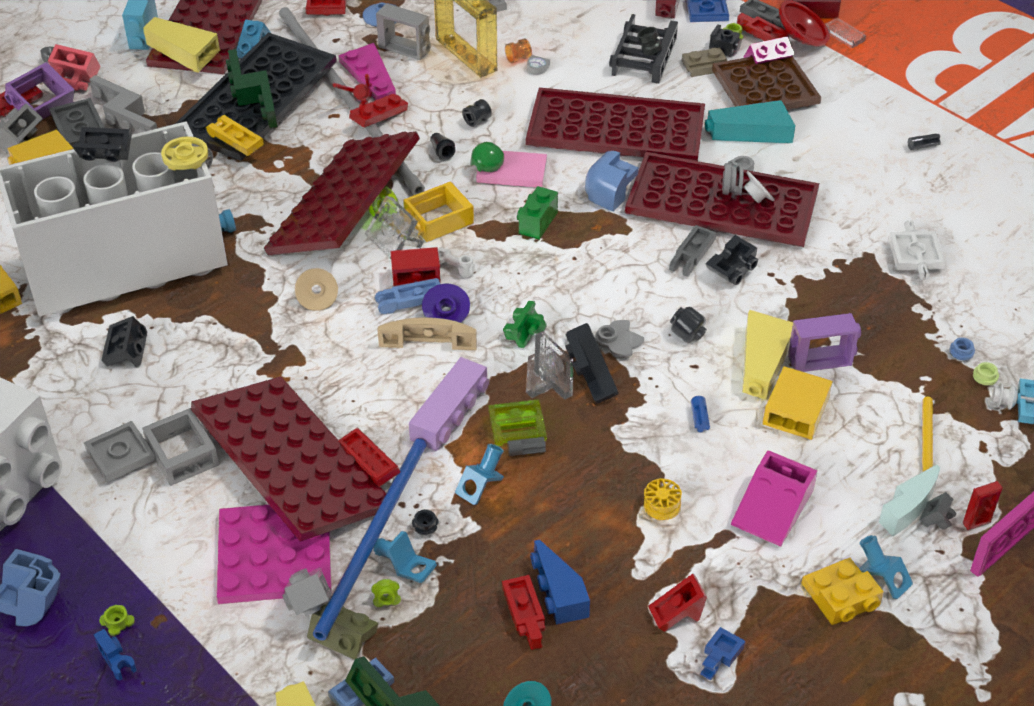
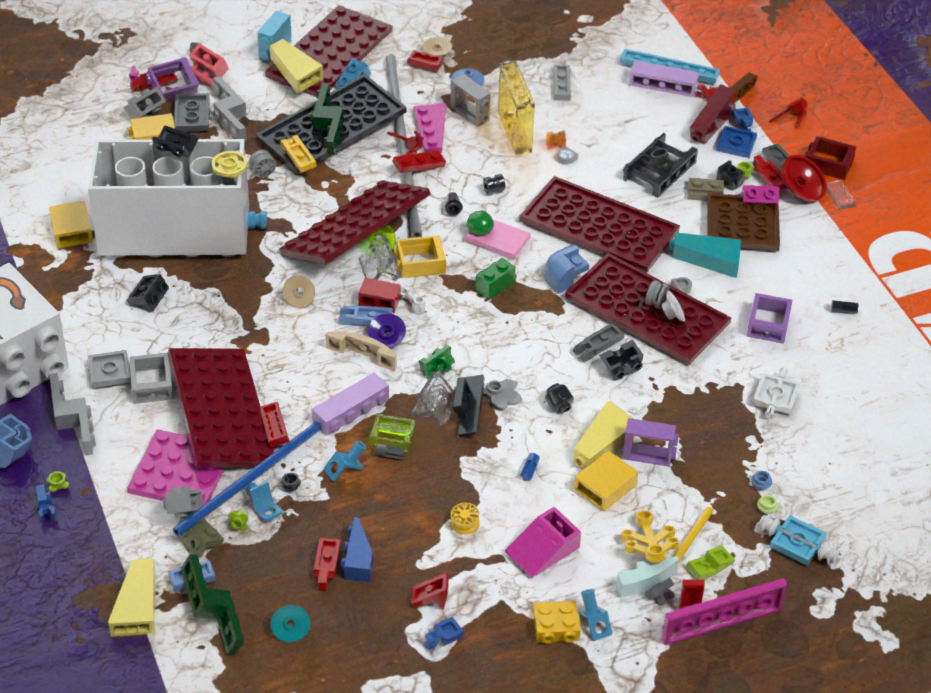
camera: 20 degrees right, 0 degrees up
(97, 523) = (72, 414): none -> light grey bracket
(851, 187) = (775, 331): none -> medium lavender window
(912, 468) = (654, 552): none -> yellow plant
(968, 462) = (711, 564): none -> lime slope

